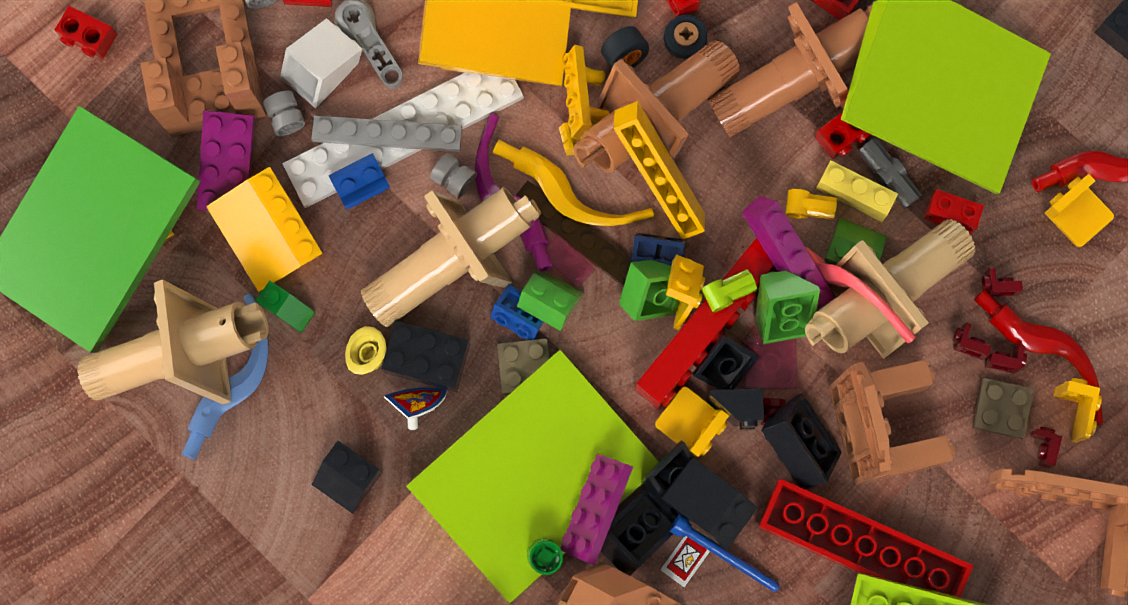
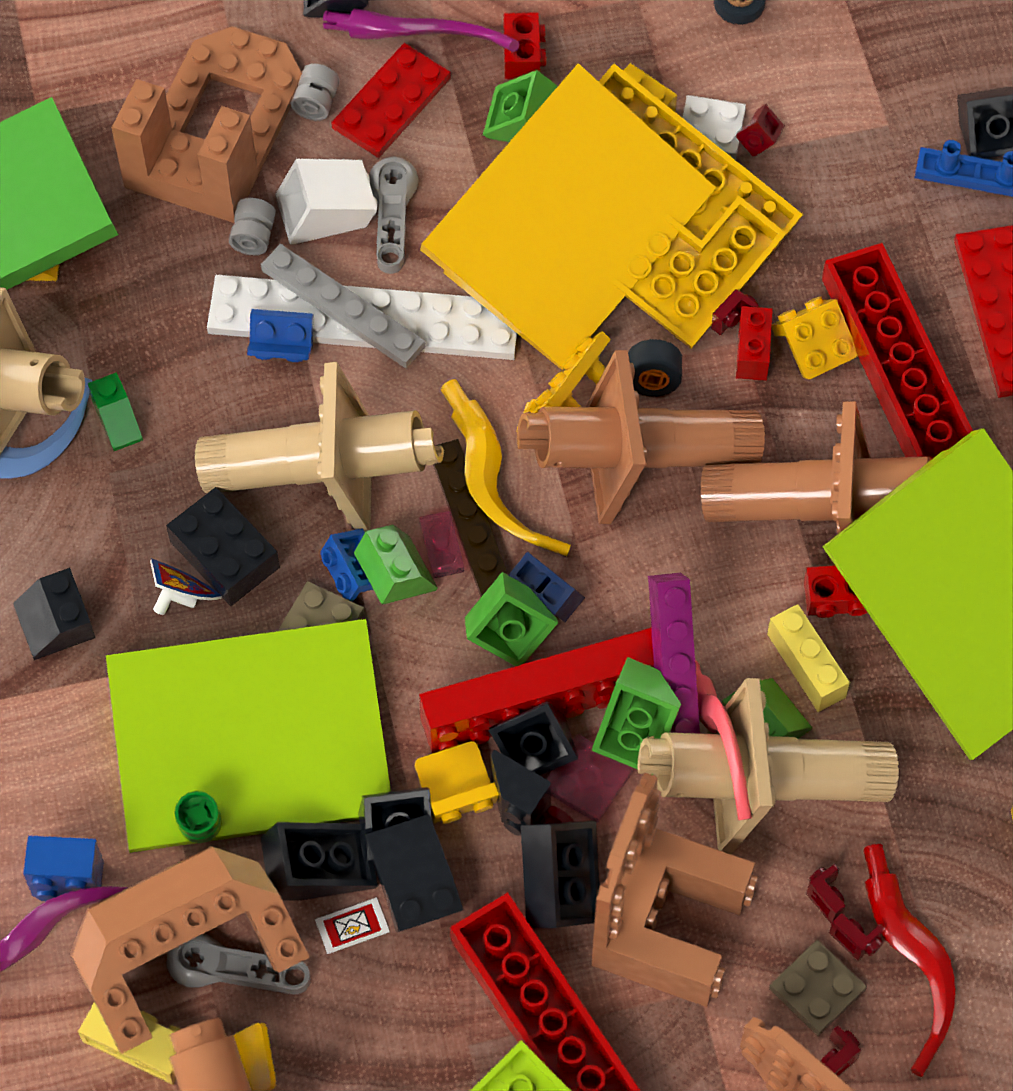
camera: 30 degrees right, 15 degrees down
(88, 29) = (113, 37): red brick -> none
(224, 154) = (158, 237): magenta plate -> none
(264, 229) = (151, 322): yellow slope -> none
(365, 350) = (164, 501): light yellow hat -> none
(450, 173) = (382, 386): light grey wheel -> none
(534, 237) = (424, 485): magenta animal -> none
(596, 508) = (295, 794): magenta plate -> none
(659, 170) = (595, 494): yellow brick -> none
(682, 527) = (368, 884): blue piece -> none
(684, 285) = (546, 628): yellow bracket -> none
(685, 46) = (744, 389): black wheel -> none
(723, 292) = (575, 655): lime piece -> none
(803, 205) = (740, 638): yellow piece -> none
(889, 172) = (860, 663): dark grey piece -> none
(949, 206) = (913, 748): red brick -> none
(1004, 286) = (904, 857): dark red bracket -> none
(1088, 404) = (912, 1015): yellow bracket -> none

